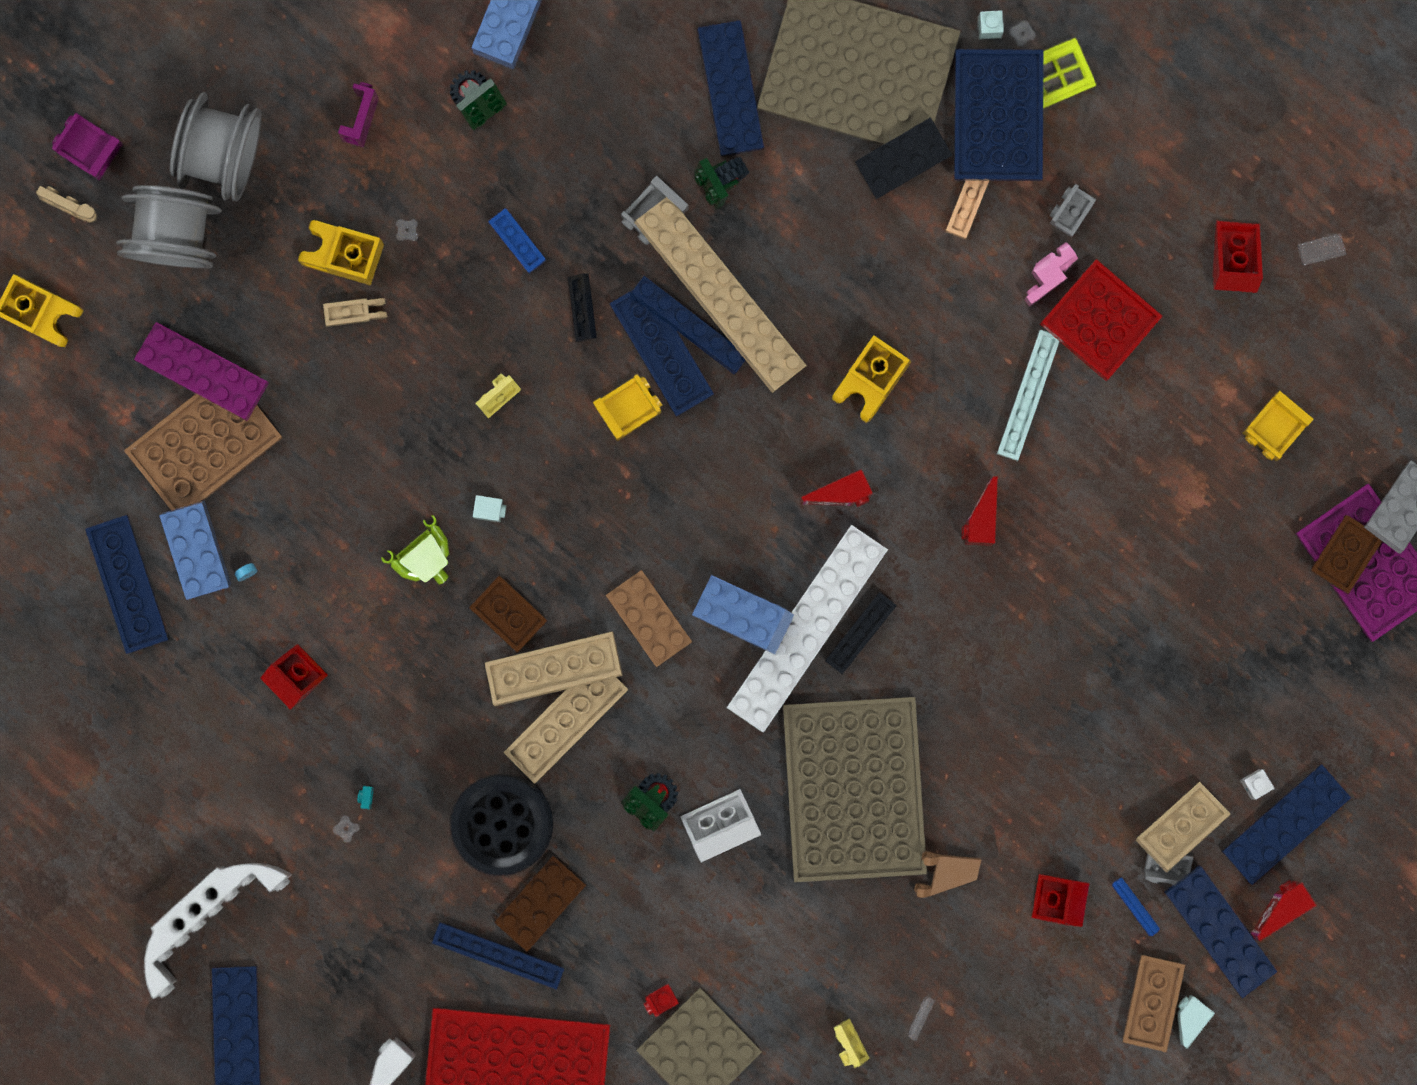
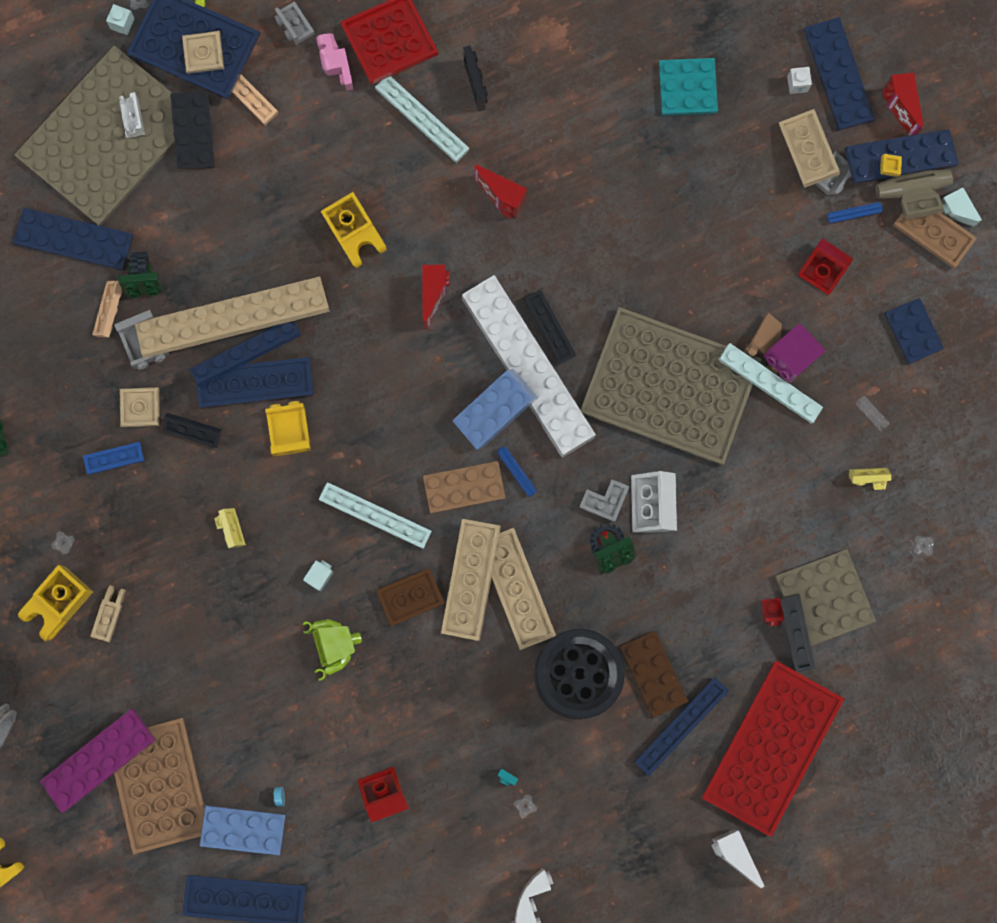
camera: 70 degrees left, 5 degrees down
(577, 539) = (375, 515): none -> light aqua plate
(583, 242) = (139, 407): none -> tan tile
(647, 1035) = (797, 632): none -> black plate
(670, 160) = (107, 309): none -> light nougat plate
(690, 666) = (516, 471): none -> blue axle
(695, 779) = (607, 506): none -> light grey plate
(888, 88) = (131, 116): none -> white hinge
(904, 894) = (770, 383): none -> light aqua plate
(947, 906) = (794, 353): none -> magenta panel
(992, 130) = (203, 52): none -> tan tile
(1032, 1026) = (914, 331): none -> dark blue plate
(1097, 433) = (475, 78): none -> black plate
(1188, 965) = (917, 191): none -> dark tan plate
(1196, 666) = (688, 86): none -> teal plate
(1200, 923) = (890, 165): none -> yellow plate

